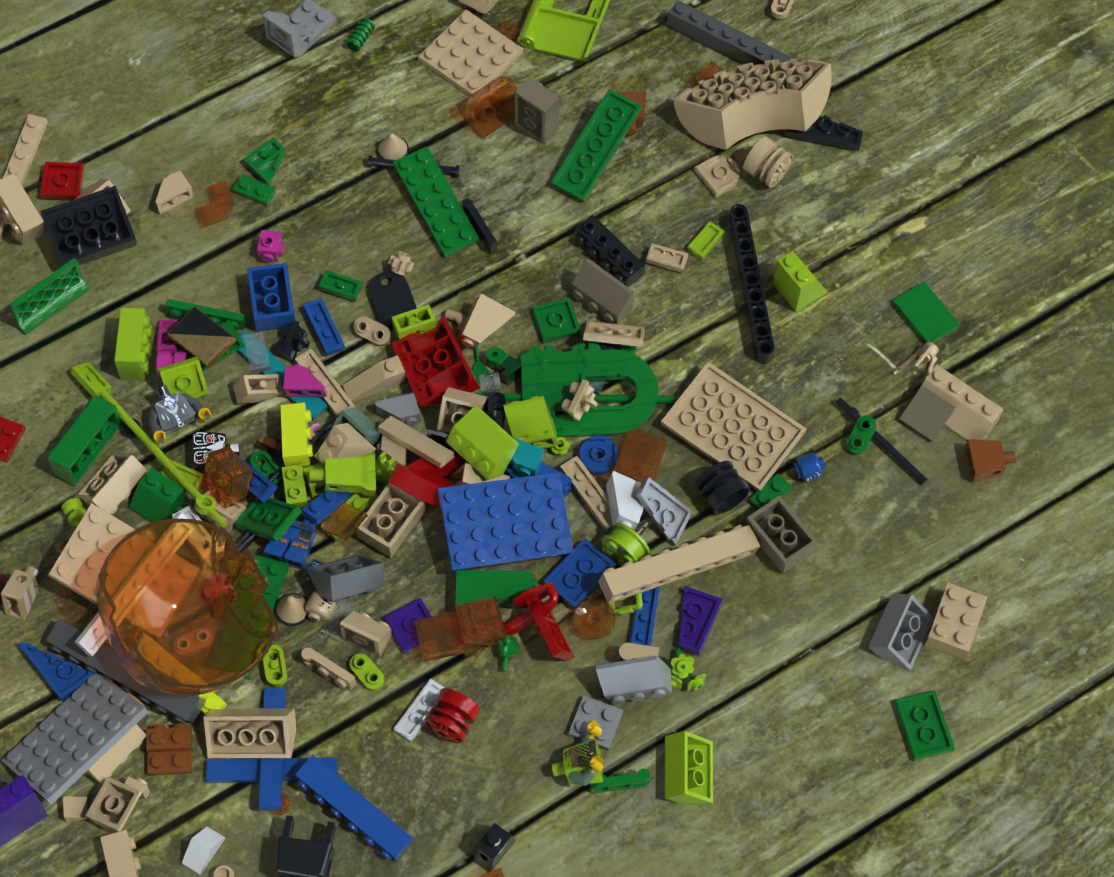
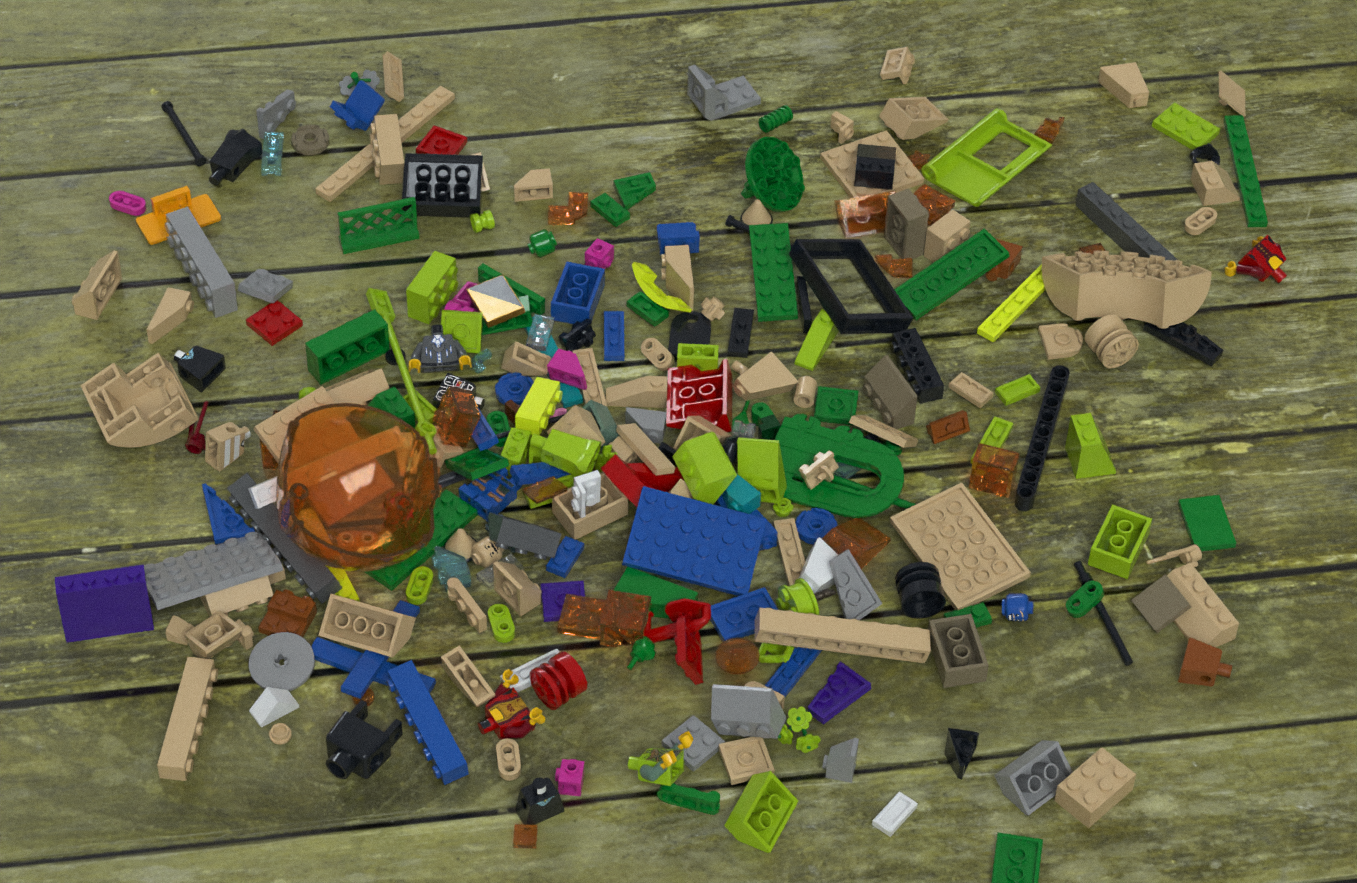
camera: 25 degrees right, 15 degrees down
(143, 249) = (482, 221): none -> lime wheel
(188, 783) = (297, 657): none -> light grey piece
(210, 252) = (542, 243): none -> green head
(211, 401) = (477, 360): none -> clear light blue arm
(261, 412) = (513, 387): none -> blue plate
(296, 637) = (450, 566): none -> clear light blue slope
(323, 253) = (646, 278): none -> neon yellow slope
(332, 198) = (678, 234): none -> blue bracket
(356, 242) = (678, 273): none -> tan slope
(369, 747) = (466, 676): none -> tan slope
(389, 516) = (586, 491): none -> white bracket
(391, 100) = (773, 175): none -> green bracket
(392, 579) = (565, 557): none -> blue plate
(421, 766) = (508, 713): none -> torso
(425, 19) = (843, 126): none -> tan bracket
(435, 276) = (740, 332): none -> black tile
(443, 813) = (508, 761): none -> tan plate
(477, 53) = (875, 166): none -> black slope
(507, 806) = (570, 777): none -> dark pink brick
(509, 259) = (817, 341): none -> lime slope
(524, 318) = (805, 392): none -> tan brick
(540, 70) = (934, 202): none -> clear orange plate
(541, 153) = (896, 267): none -> clear orange slope
(569, 204) = (896, 314): none -> black window
(577, 108) = (946, 235): none -> tan brick
(650, 721) = (745, 758): none -> tan plate
(664, 154) = (1013, 306): none -> neon yellow plate
(666, 305) = (948, 427): none -> dark orange plate
(710, 306) = (996, 433): none -> lime plate
(729, 337) = (994, 470): none -> clear orange brick
(735, 688) = (841, 761): none -> light grey slope
(800, 718) = (894, 814): none -> white tile
(828, 634) = (960, 749): none -> black slope
(854, 27) = (1260, 261): none -> torso
(866, 365) = (1119, 541): none -> lime brick

